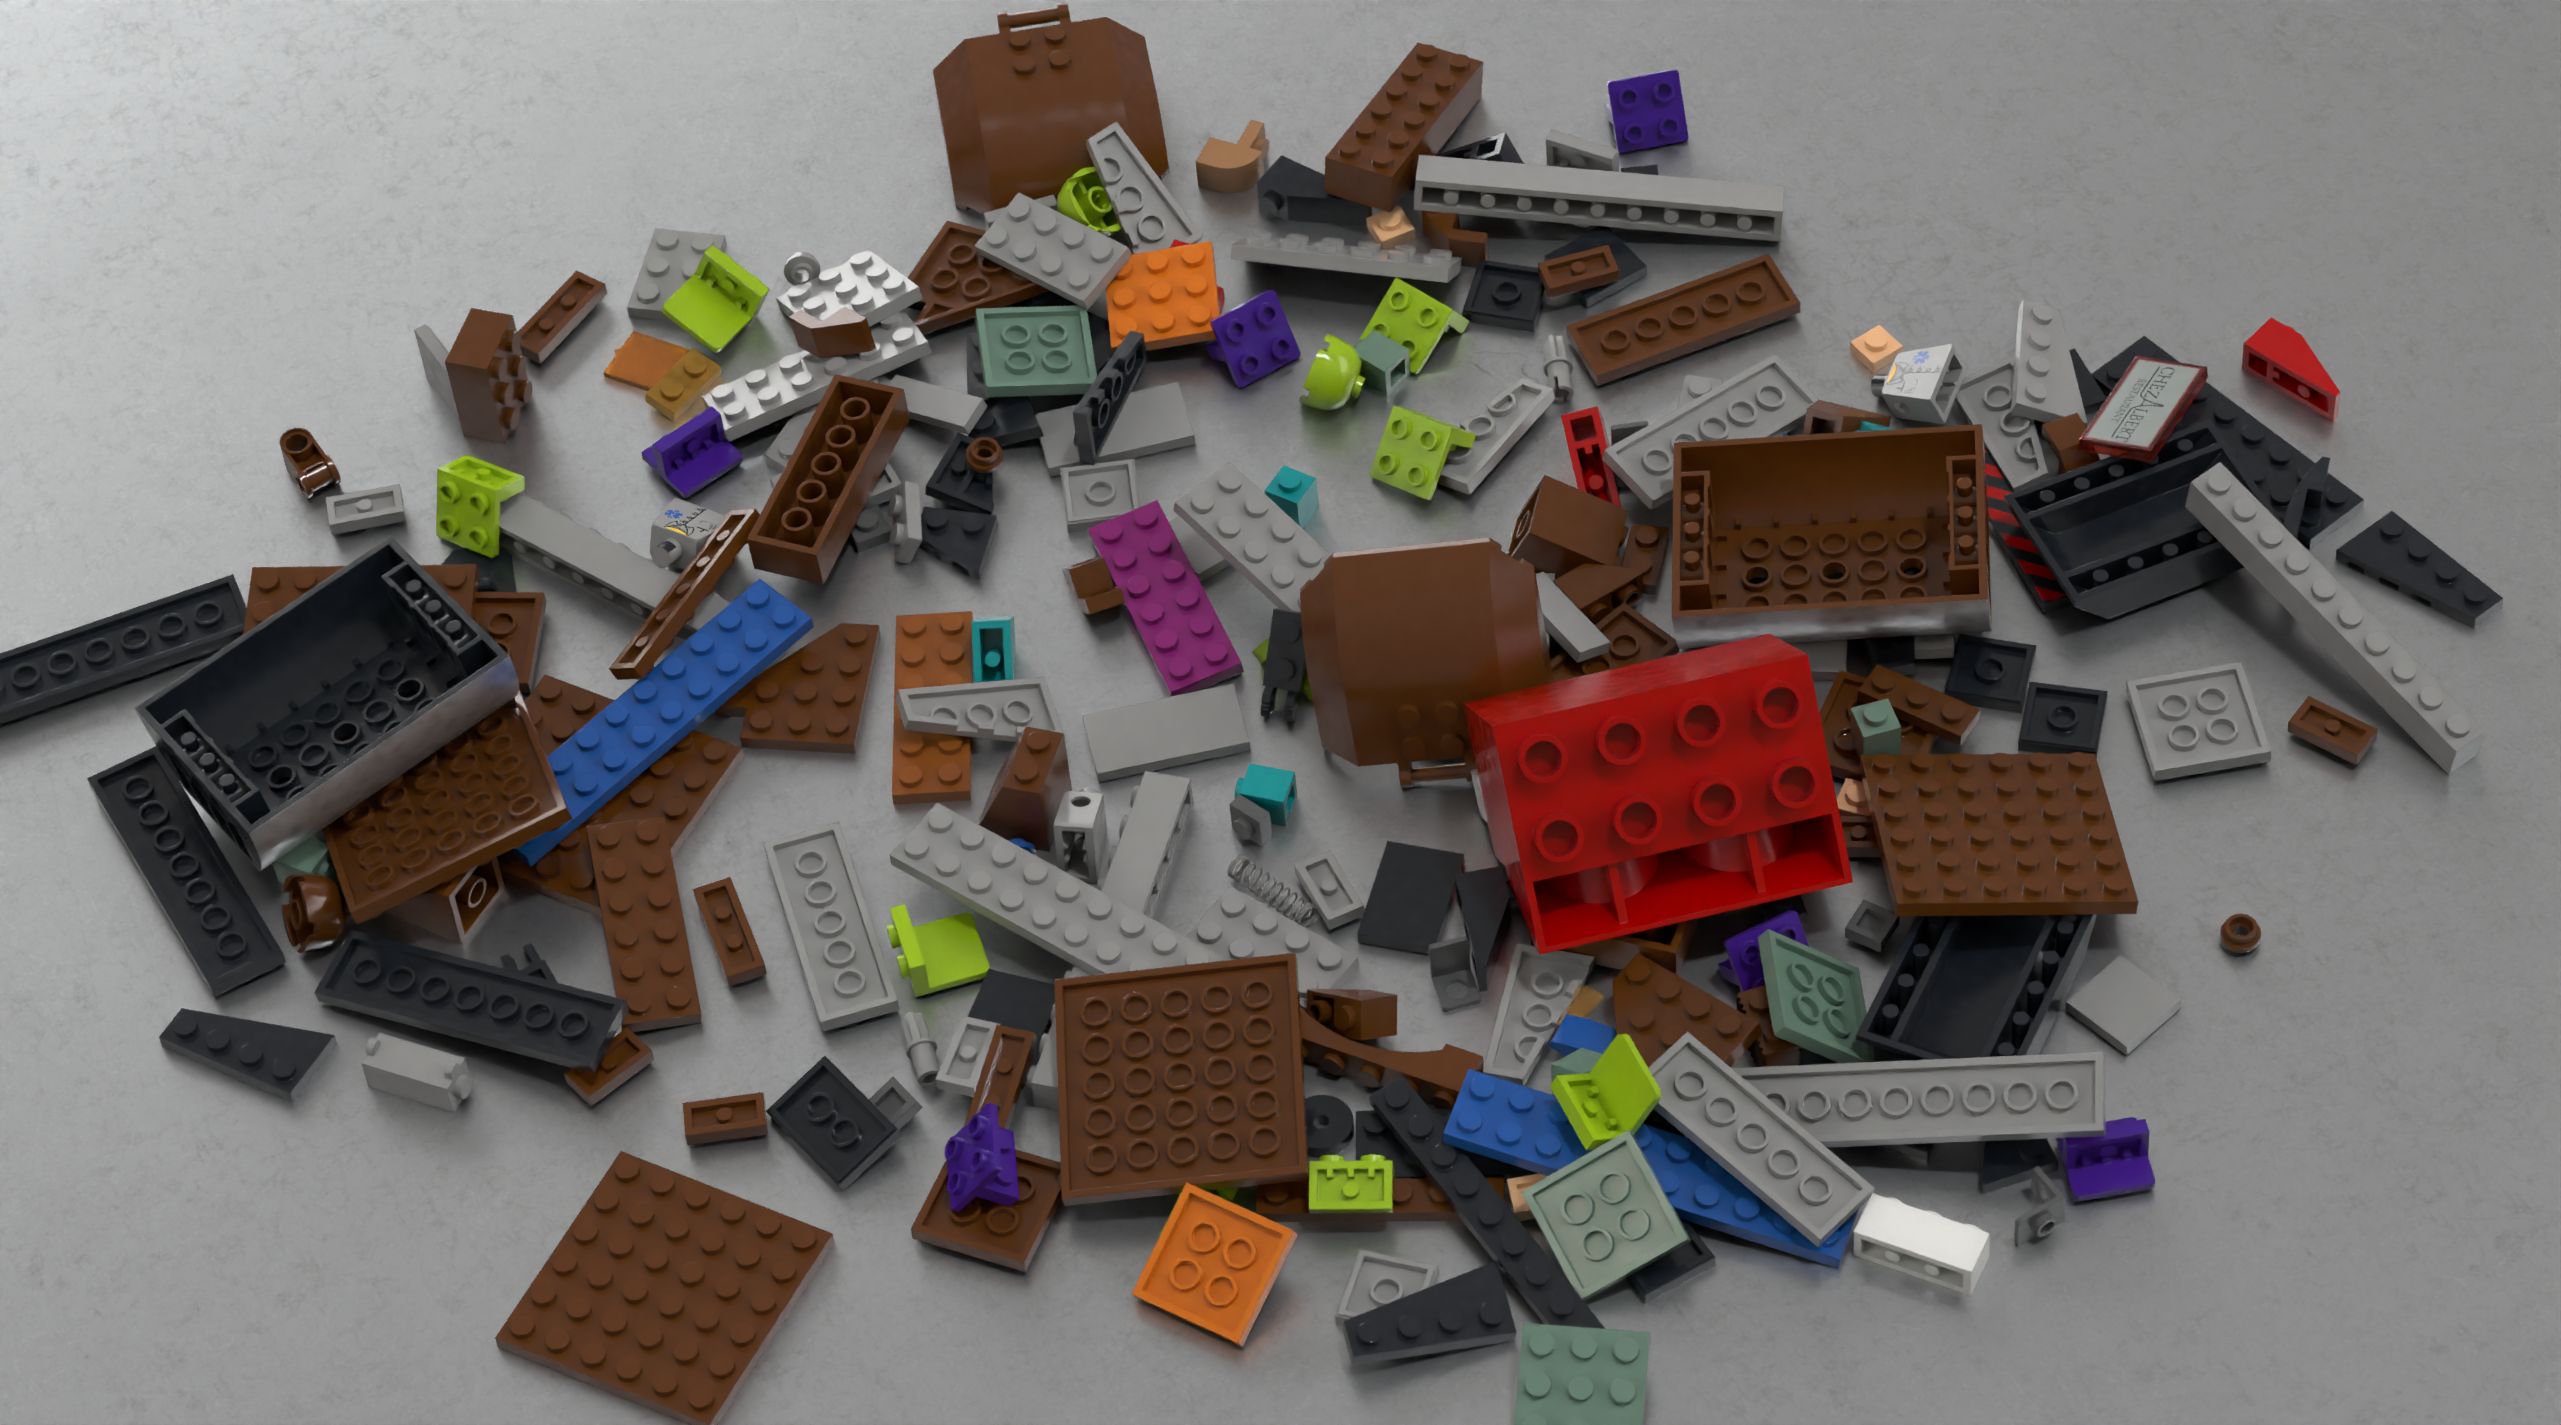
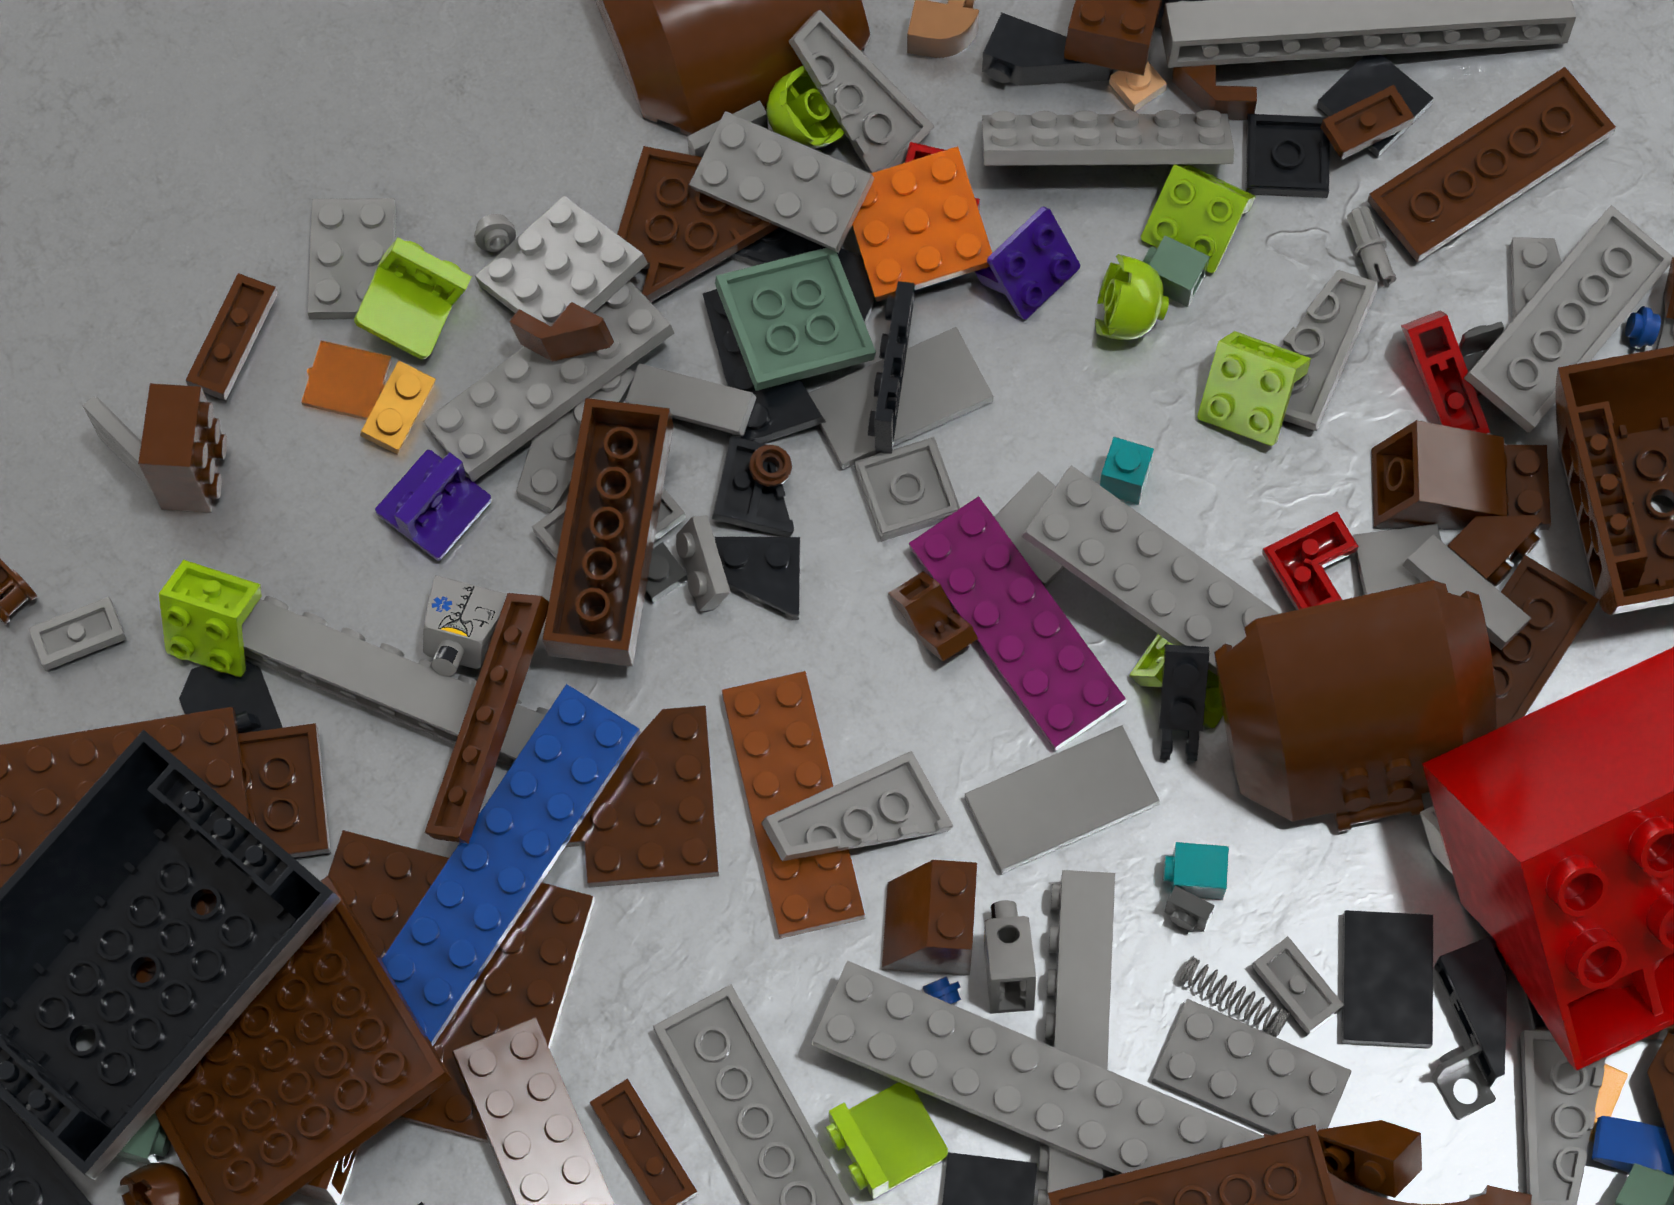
camera: 15 degrees left, 20 degrees up
(993, 648) = (846, 727): teal slope -> none

